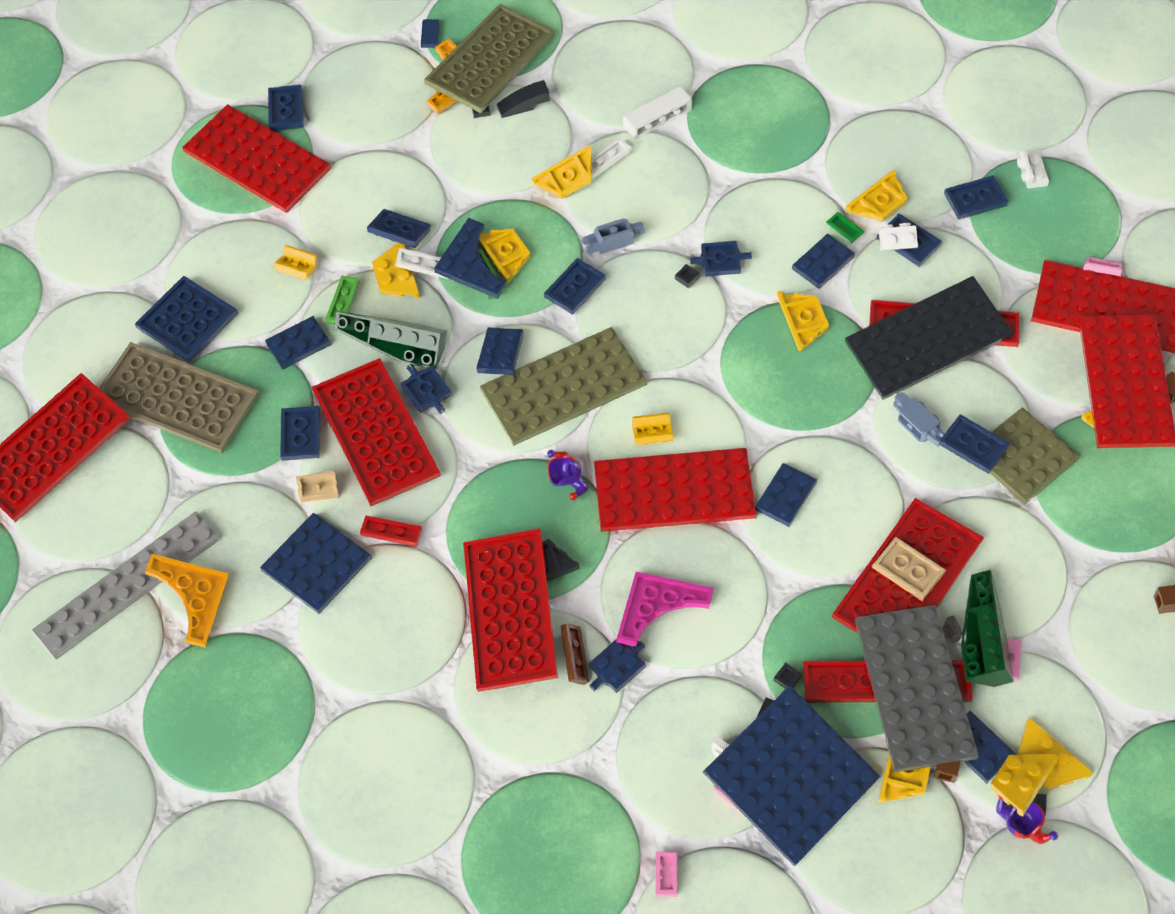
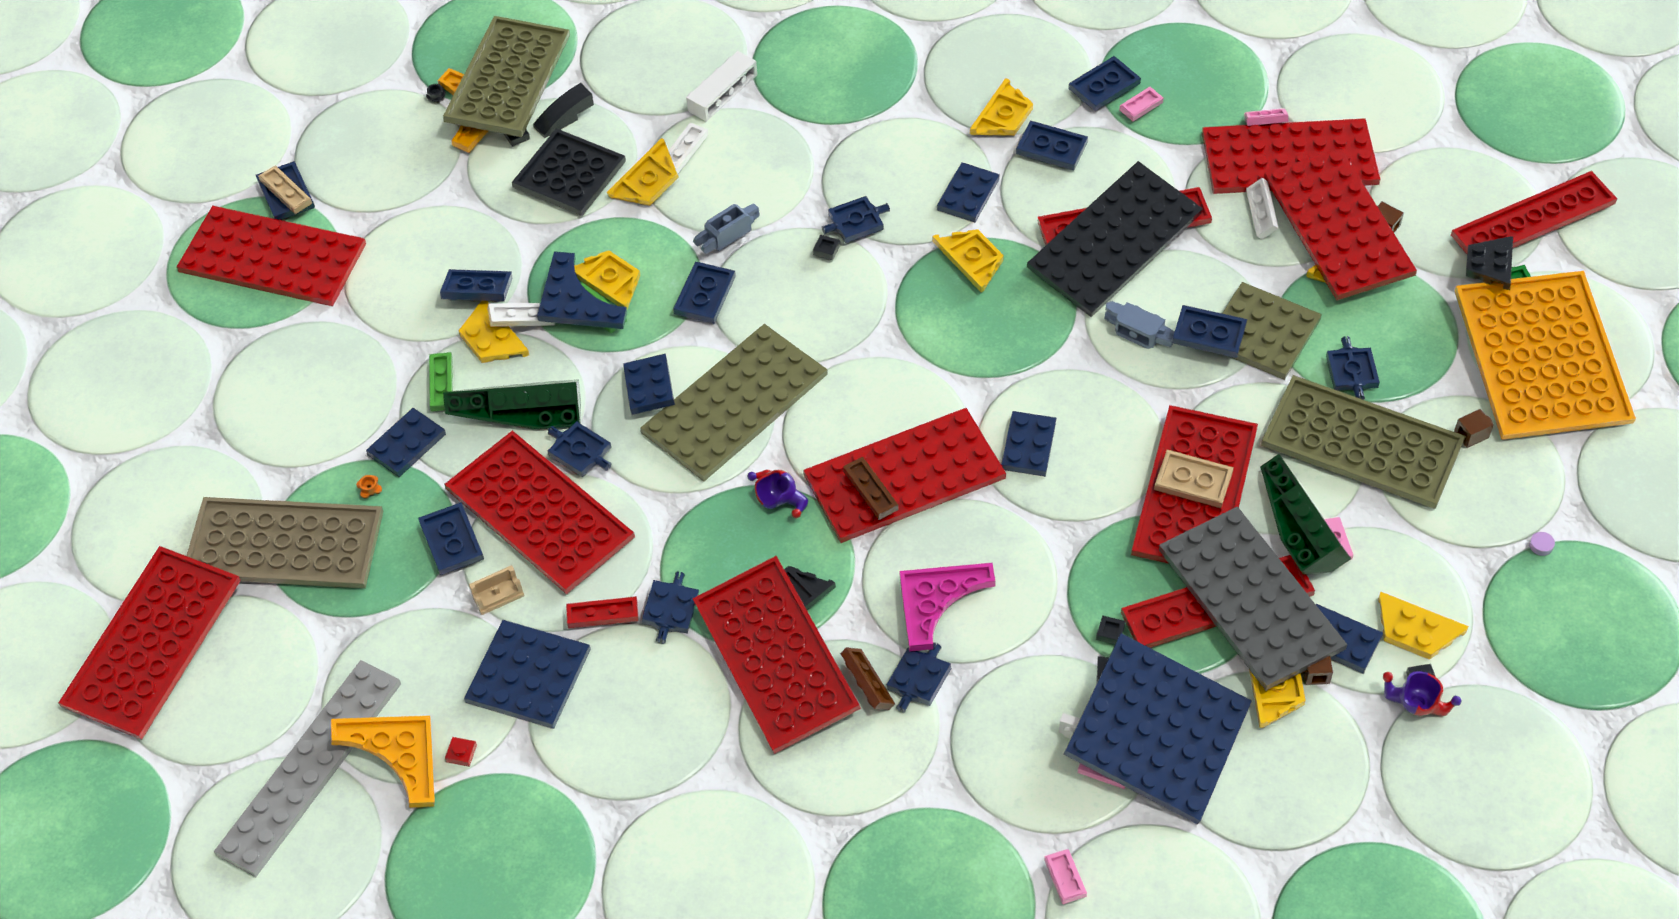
camera: 20 degrees left, 5 degrees down
(186, 318) = (260, 453): dark blue plate -> none
(241, 610) = (460, 751): none -> red plate
(254, 366) = (367, 481): none -> orange plate
(284, 106) = (285, 189): none -> tan tile
(296, 262) = (369, 354): yellow bracket -> none
(429, 33) = (423, 68): dark blue tile -> none
(430, 56) = (435, 92): none -> black plate
(444, 543) = (670, 607): none -> dark blue plate
(508, 152) = (568, 171): none -> black plate
(639, 494) = (870, 488): none -> reddish brown plate
(652, 428) = (854, 417): yellow bracket -> none
(845, 227) = (977, 151): green tile -> none
(897, 237) = (1041, 145): white bracket -> none
(952, 629) = (1265, 526): clear smoke plate -> none
(1000, 224) = (1141, 104): none -> bright pink plate
(1022, 778) = (1402, 652): yellow wing -> none
(1032, 170) = (1152, 41): white bracket -> none
(1066, 347) = (1262, 208): none -> white plate
(1070, 581) = (1363, 441): none -> olive plate
(1086, 513) = (1352, 368): none -> dark blue plate

